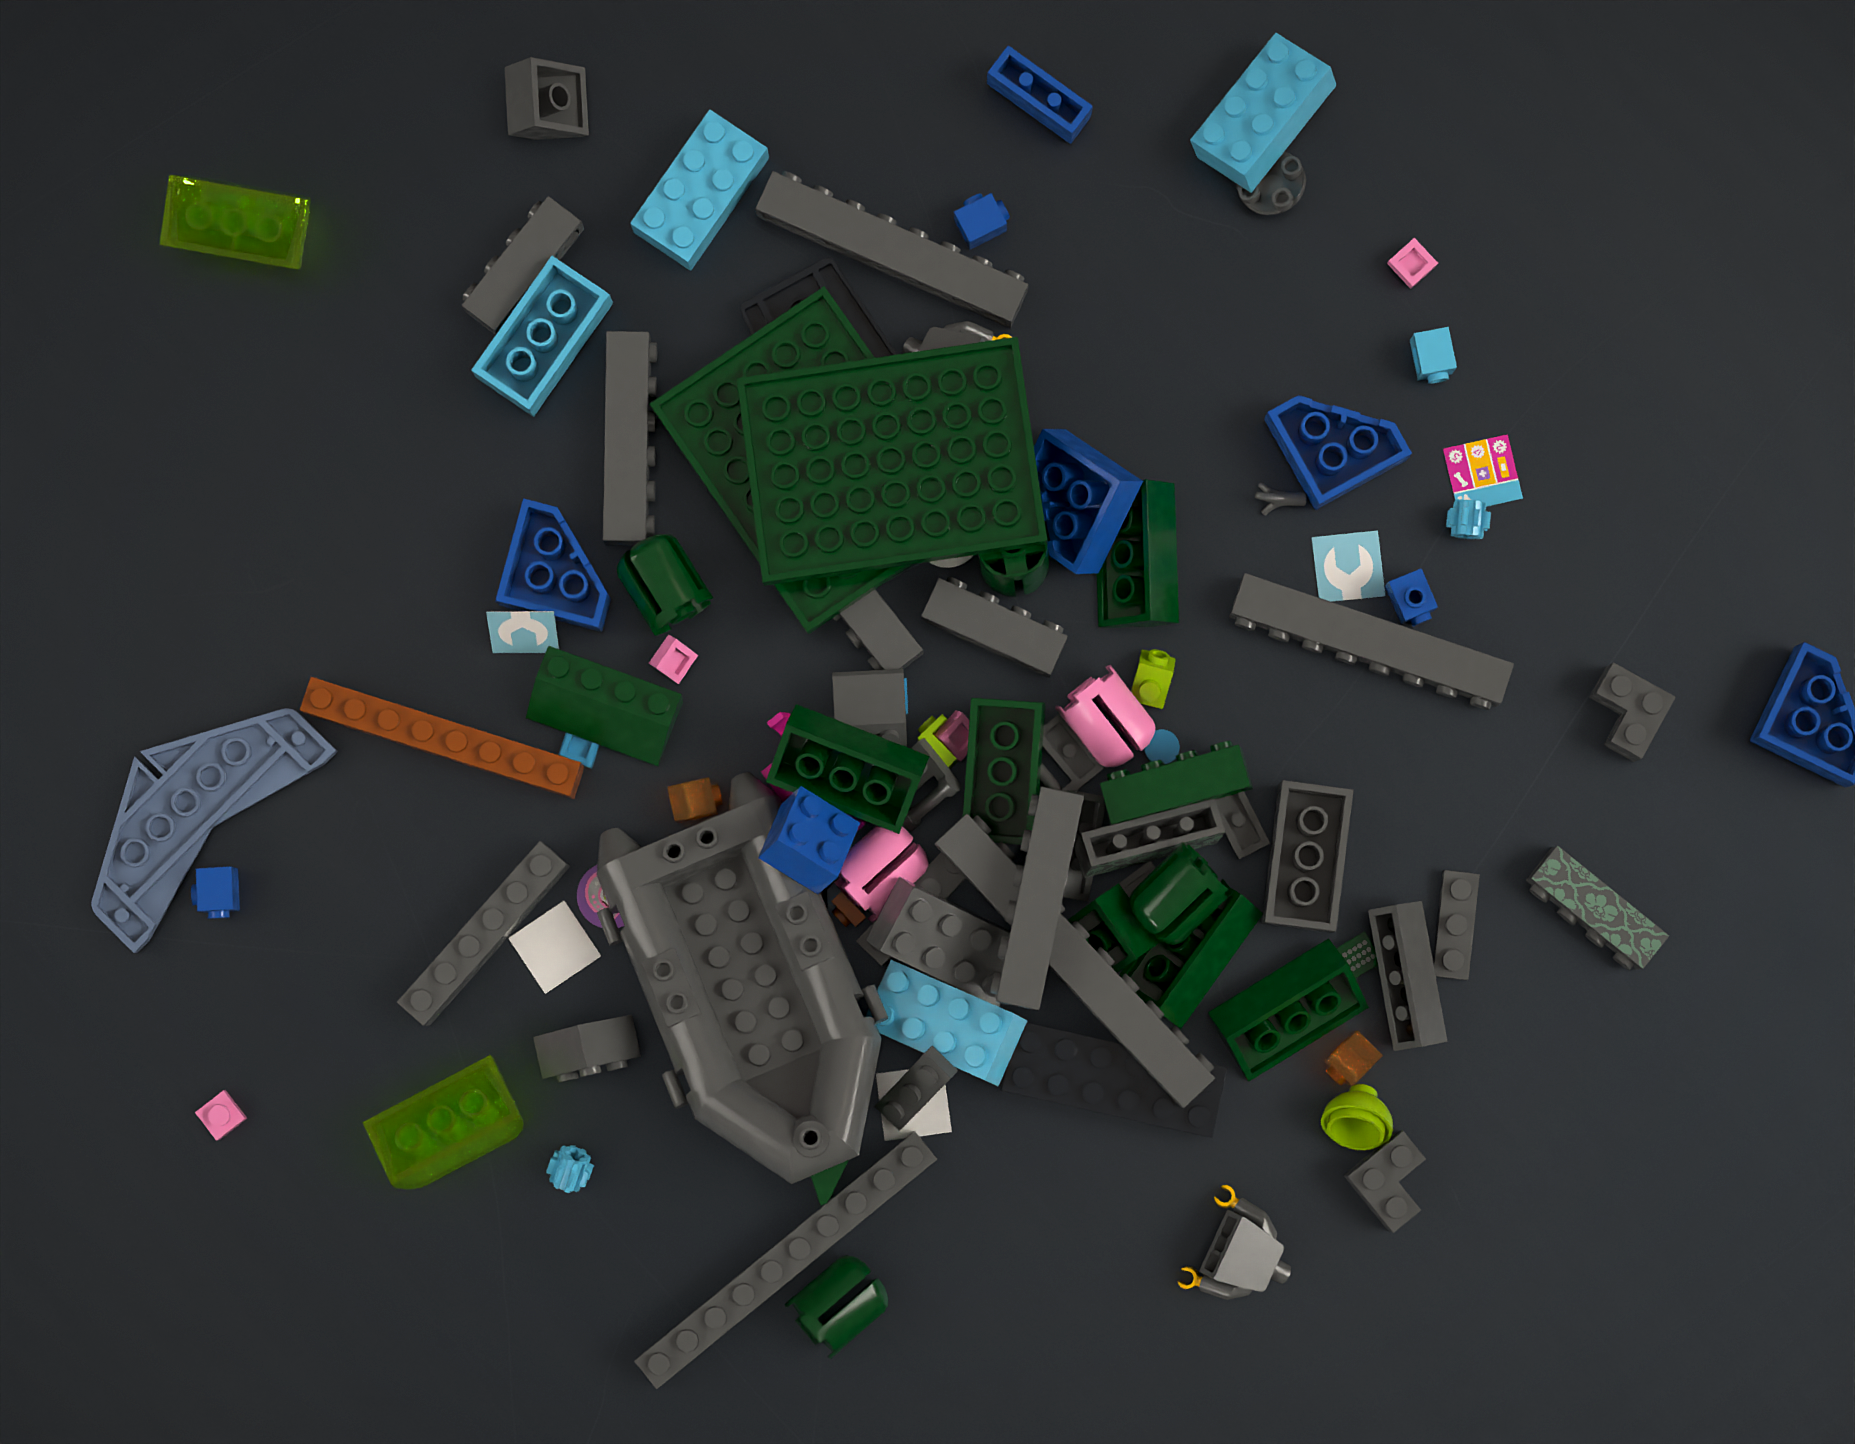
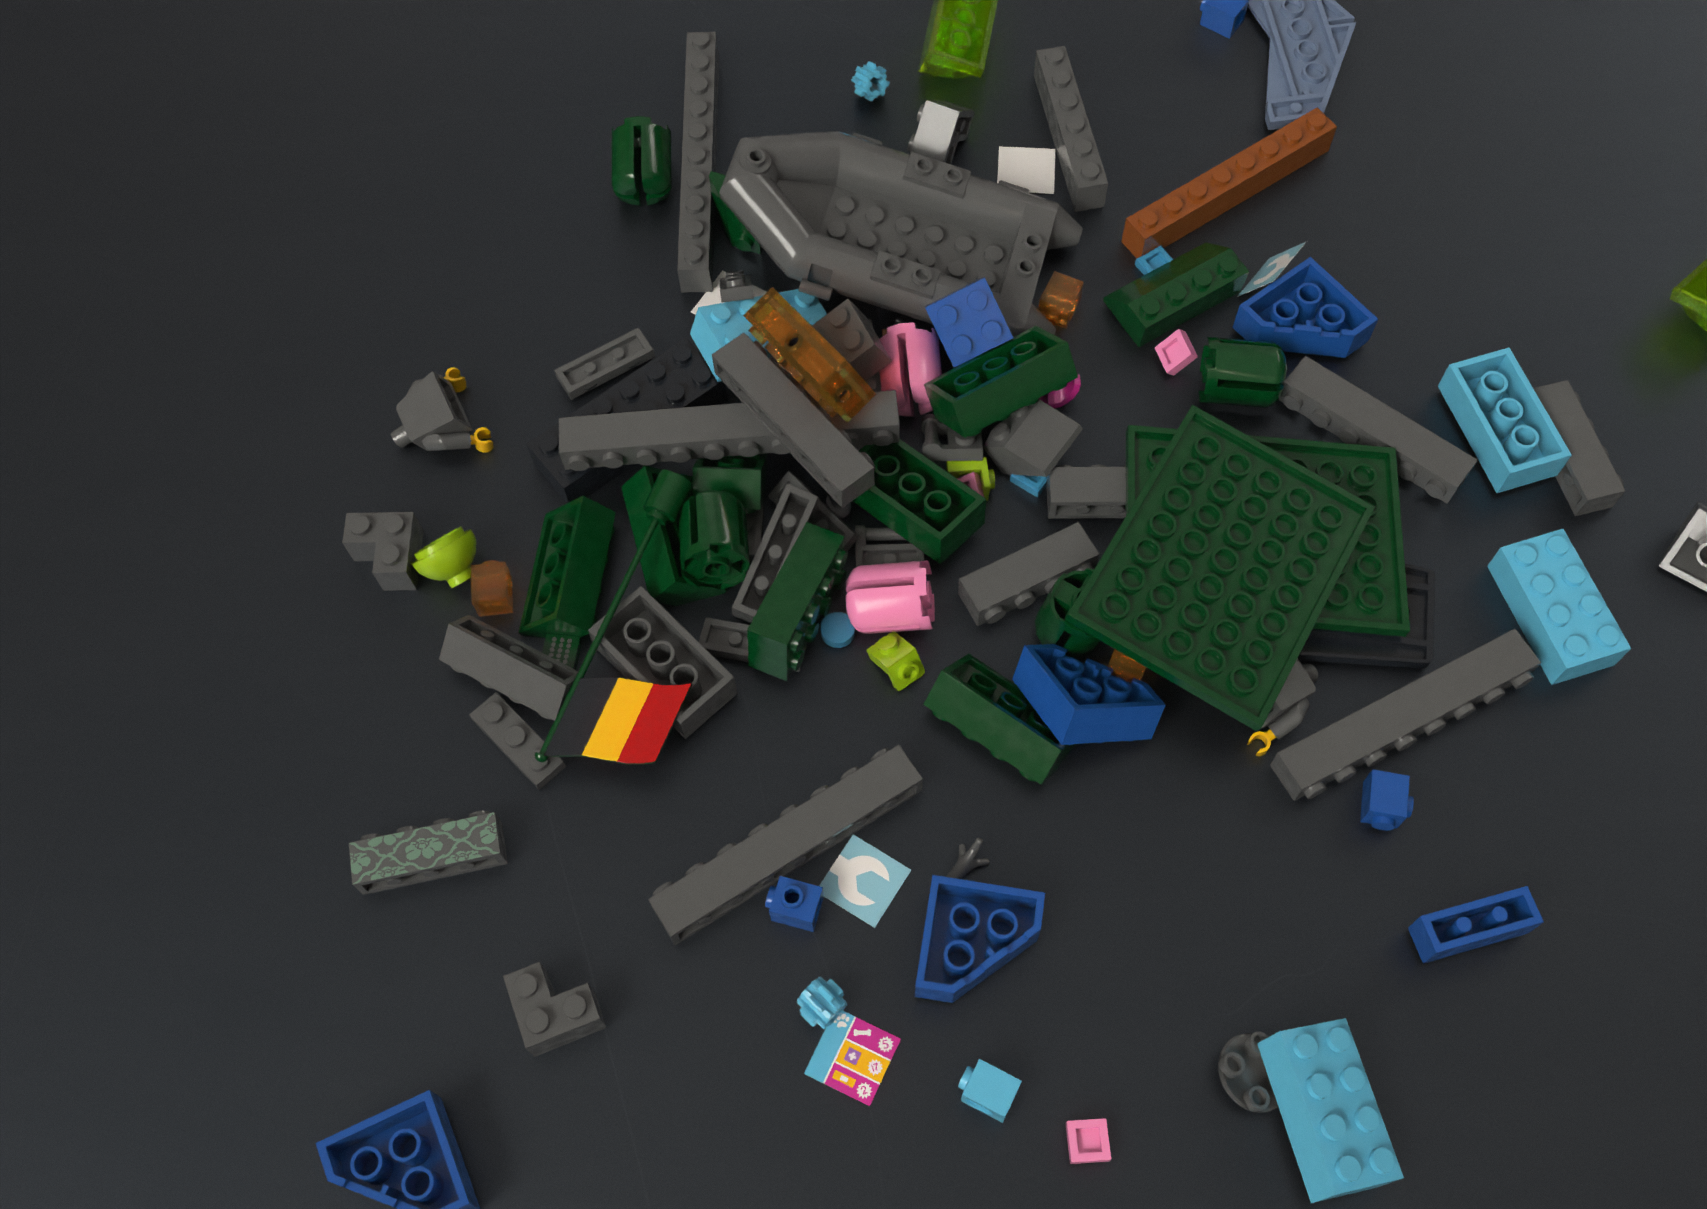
camera: 130 degrees right, 20 degrees down
(976, 927) = (808, 356): none -> clear orange brick
(1070, 1156) = (604, 363): none -> dark grey plate
(1387, 850) = (620, 716): none -> flag

